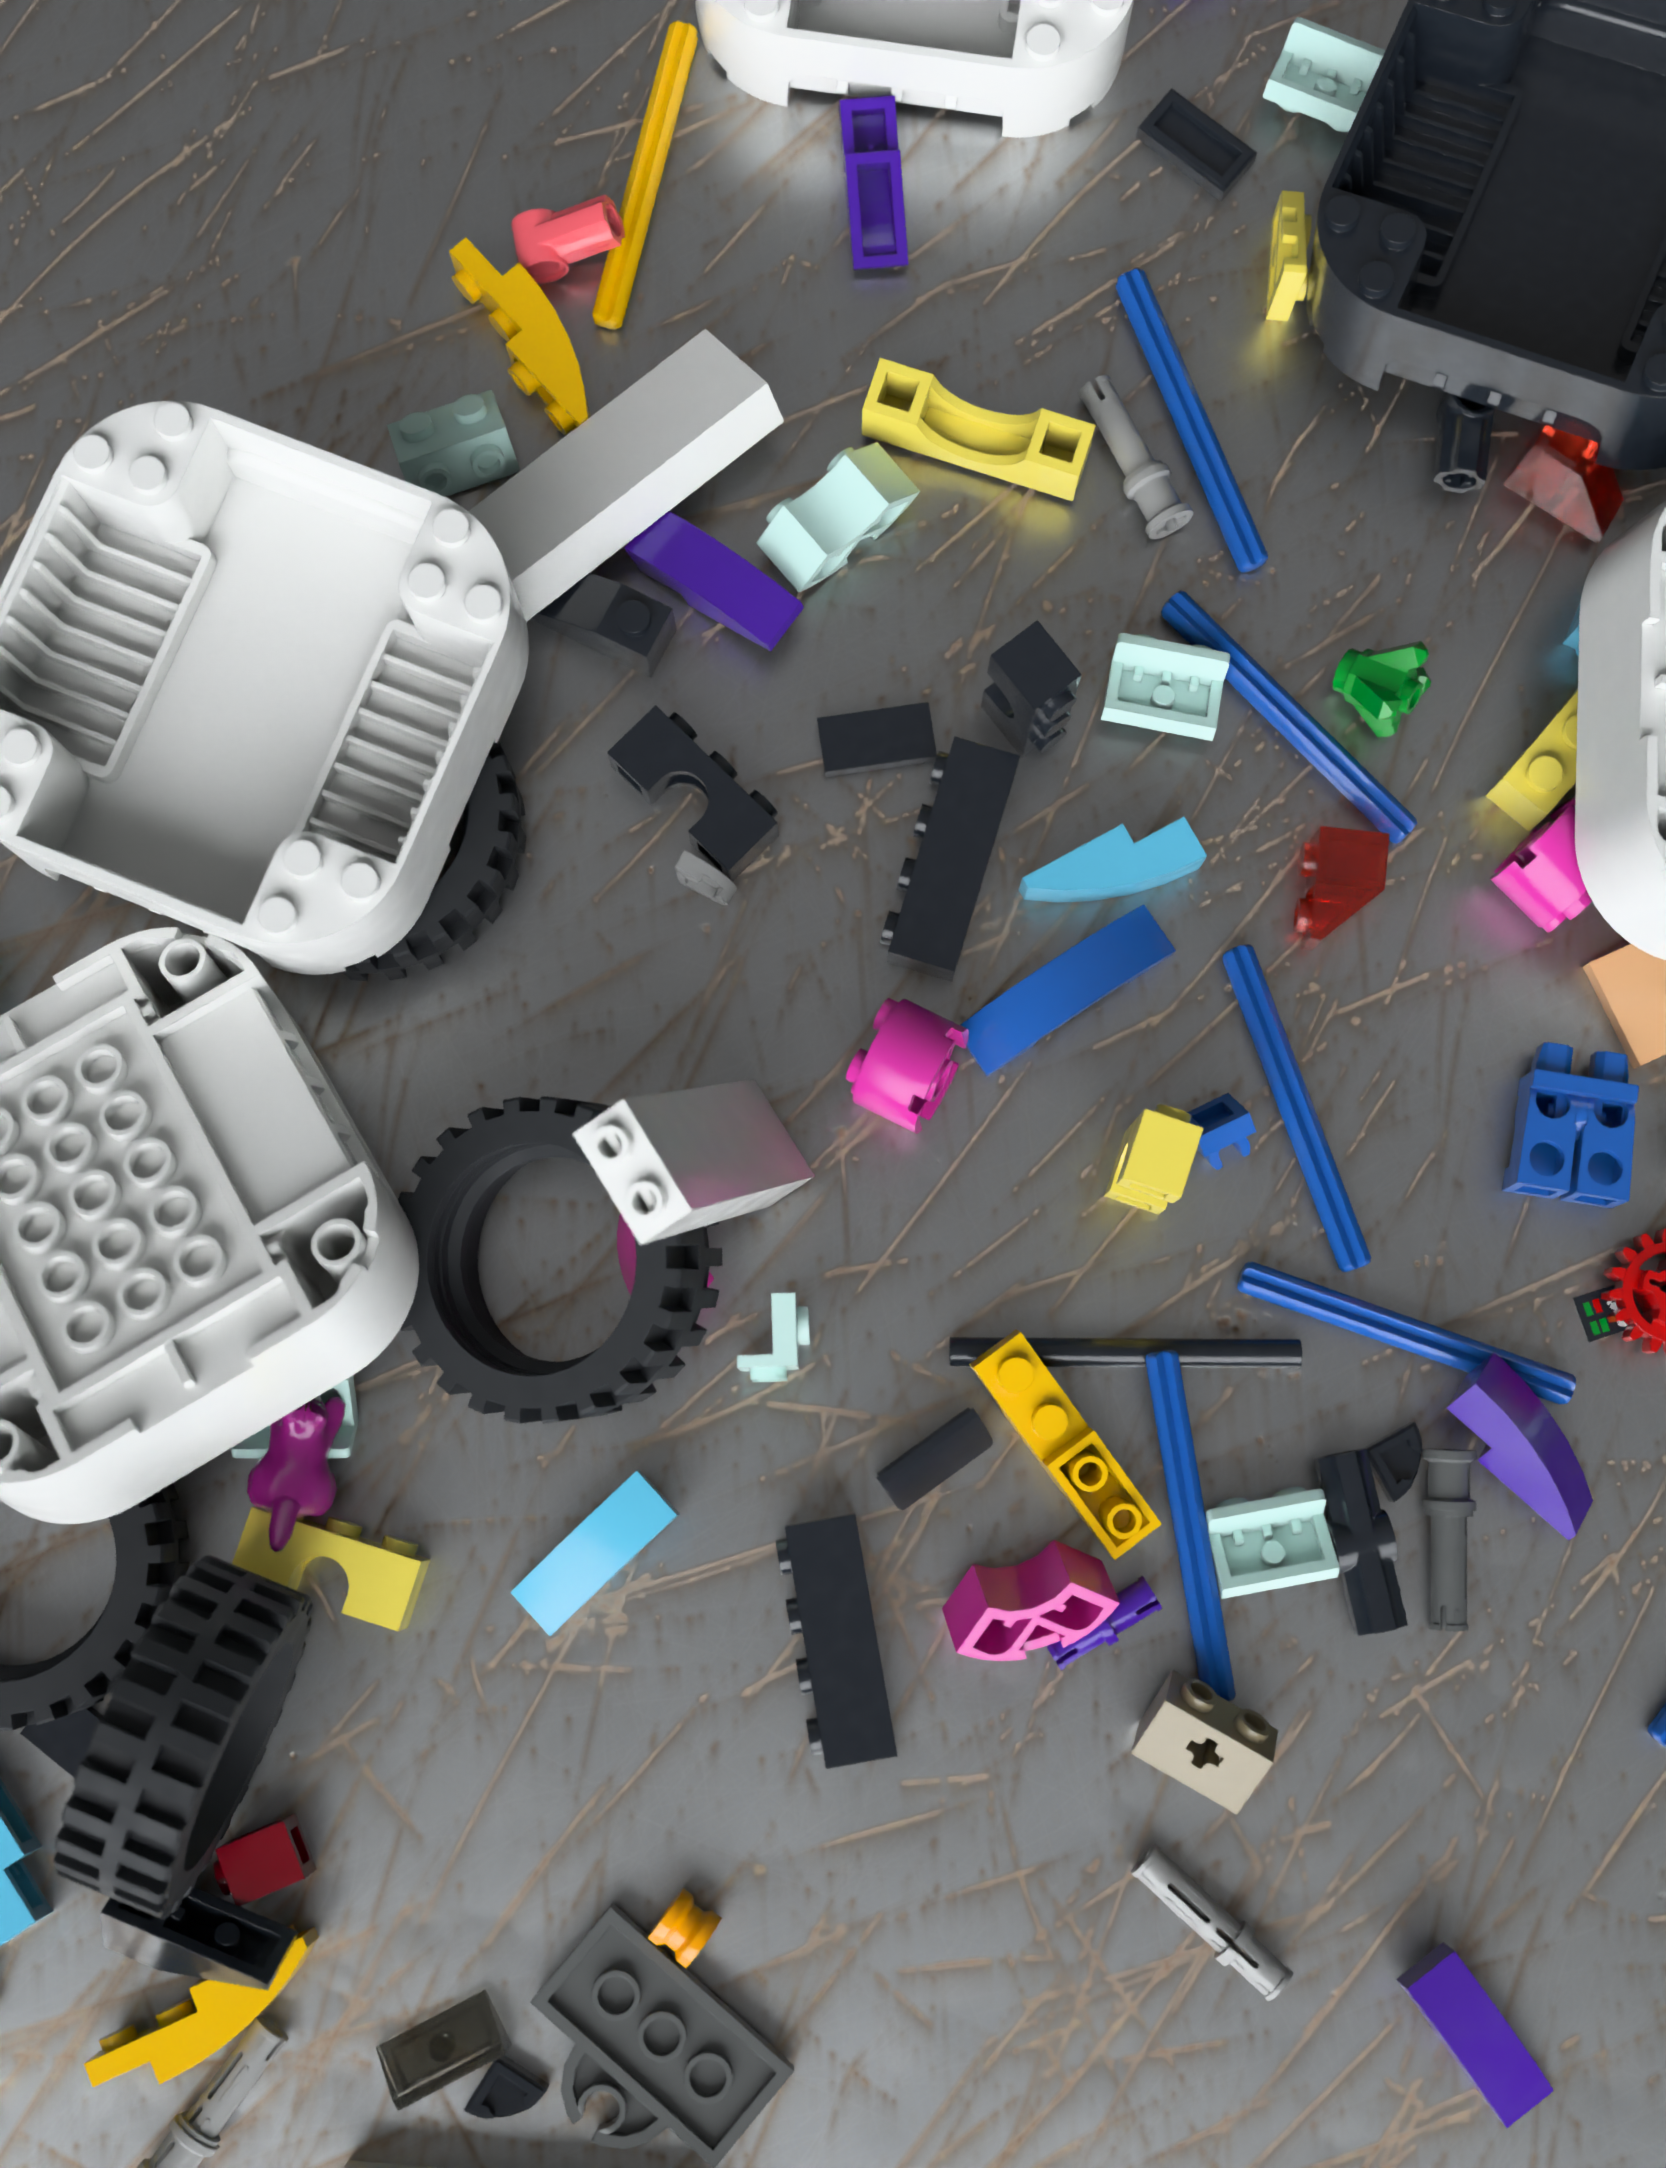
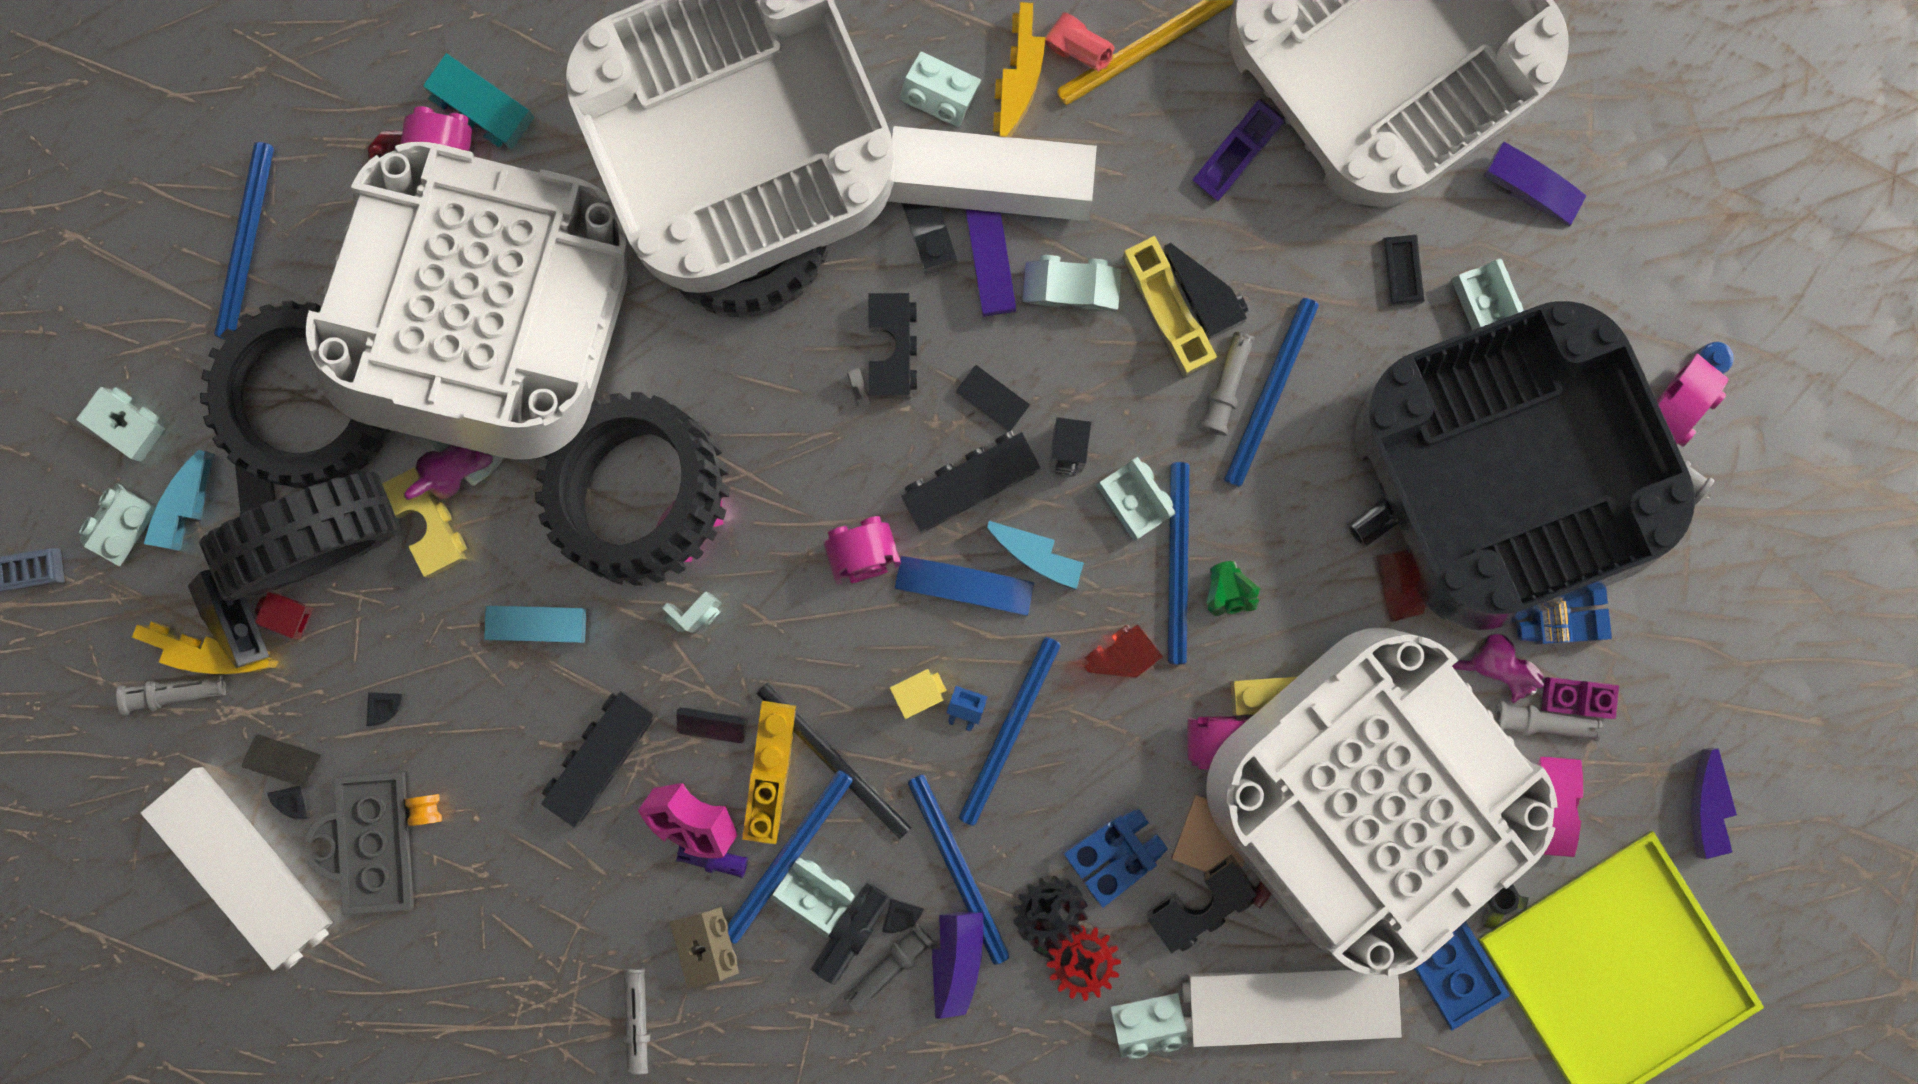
camera: 50 degrees right, 5 degrees up
(505, 1849) = (382, 707): none -> black tile
(692, 1157) = (725, 507): white brick -> none
(1004, 374) = (1208, 296): none -> black slope
(1288, 255) = (1377, 368): light yellow wing -> none
(1581, 1295) = (1050, 913): none -> black gear

